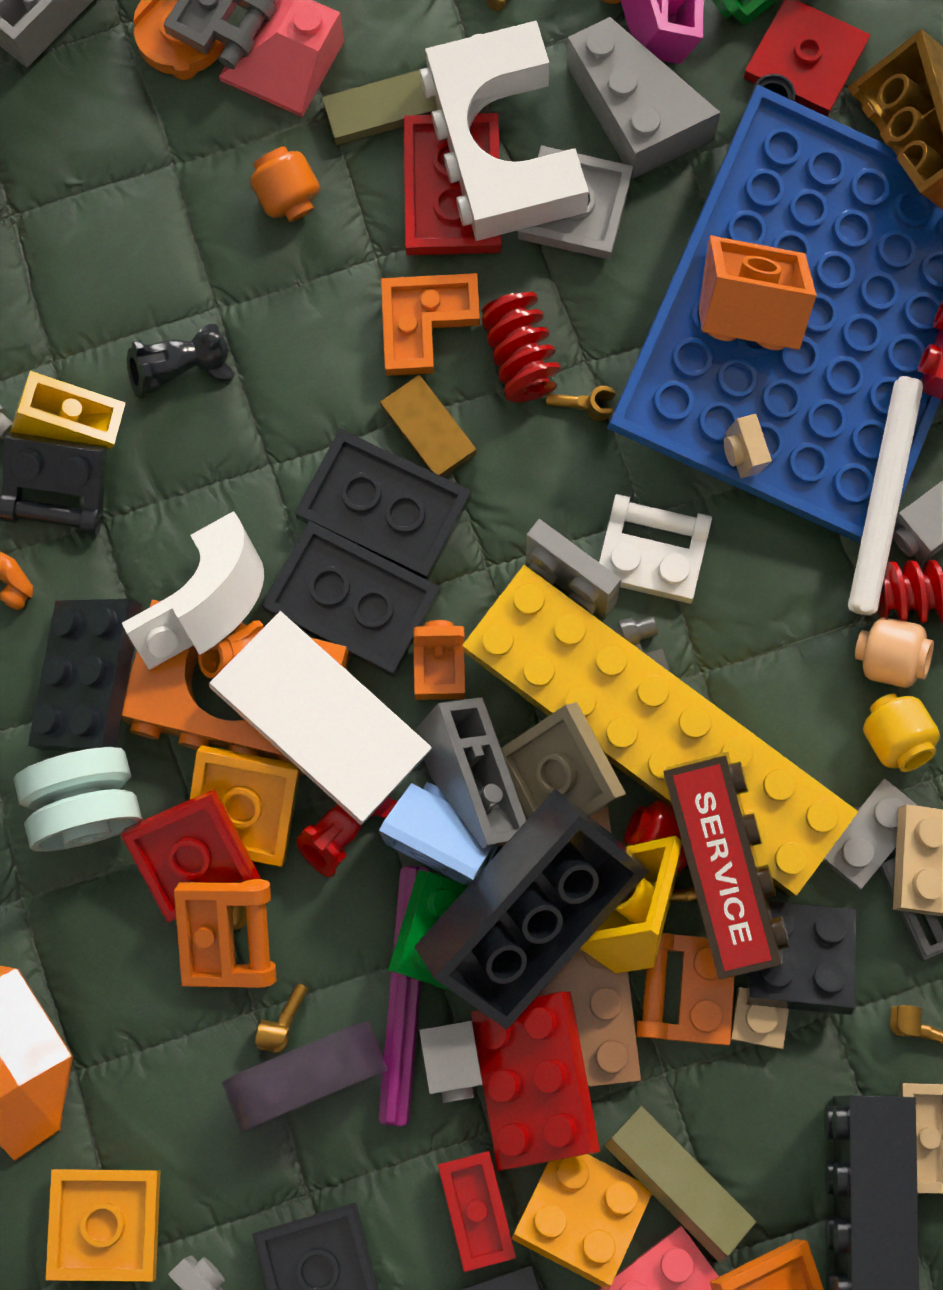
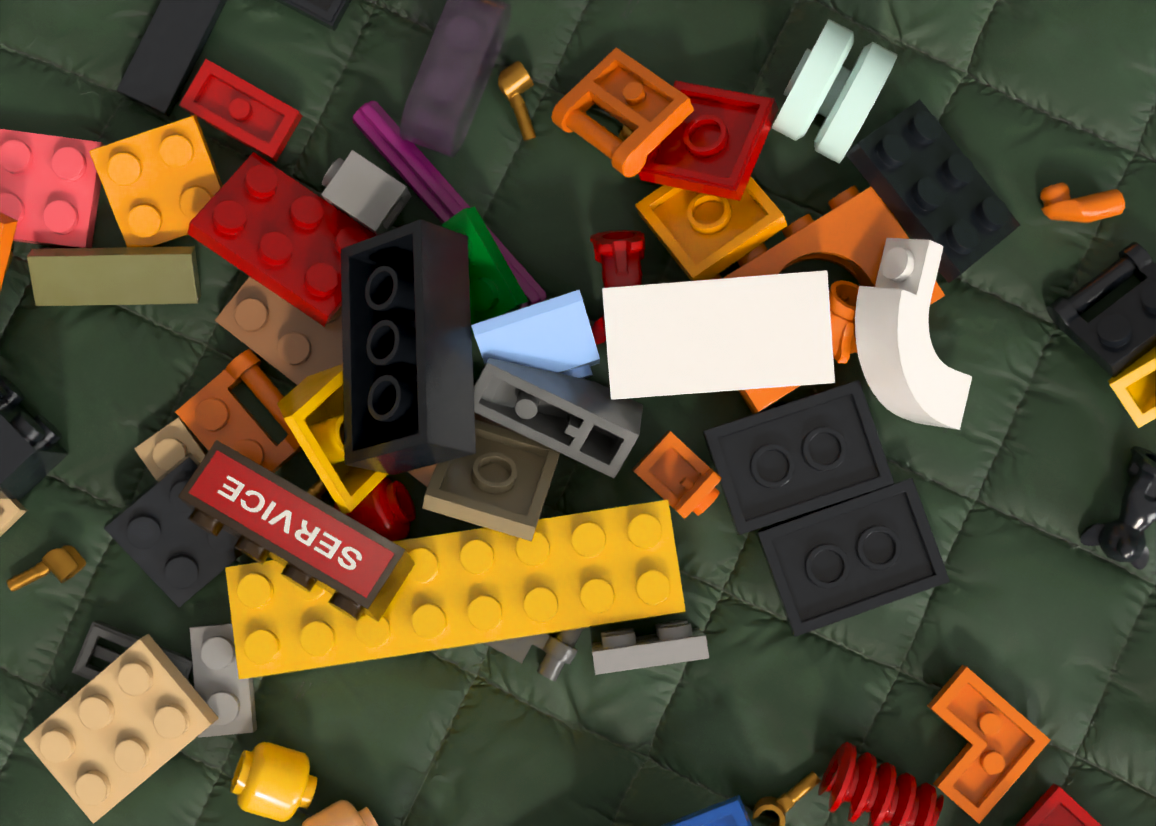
camera: 130 degrees right, 10 degrees up
(428, 427) = (884, 656): pearl gold tile -> none
(650, 564) = (597, 723): white plate -> none

